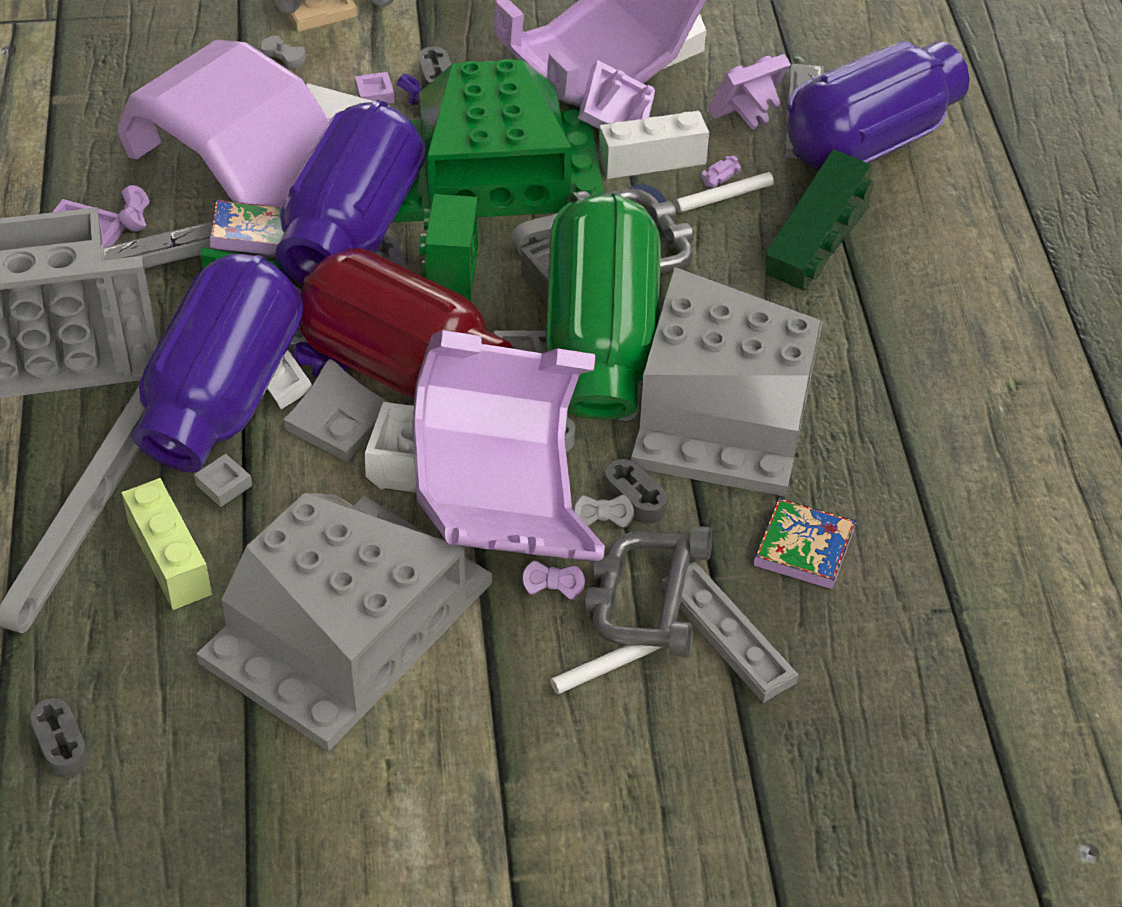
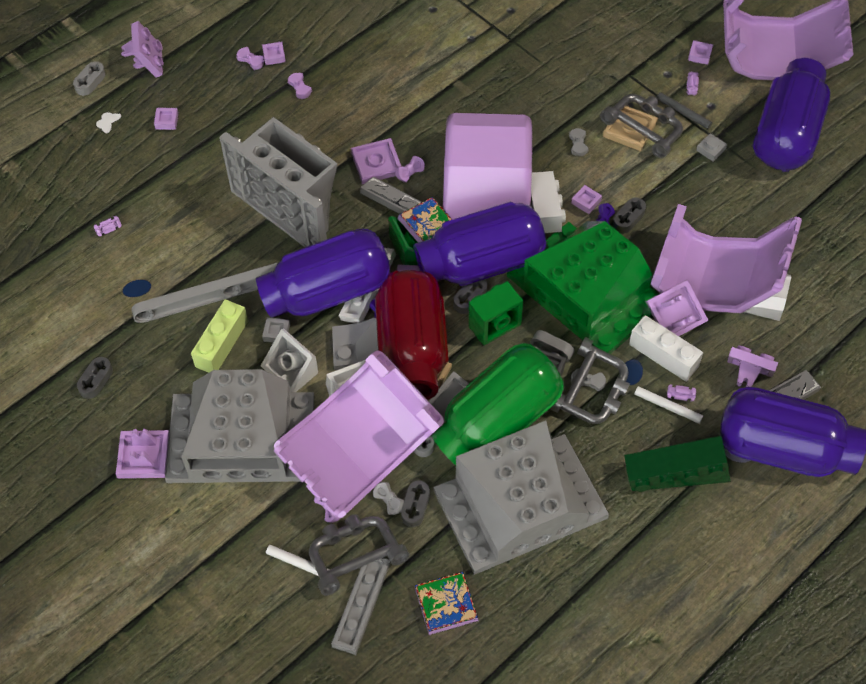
camera: 55 degrees right, 10 degrees up
(258, 746) = (142, 454): none -> lavender plate
(285, 475) = (290, 361): none -> white slope

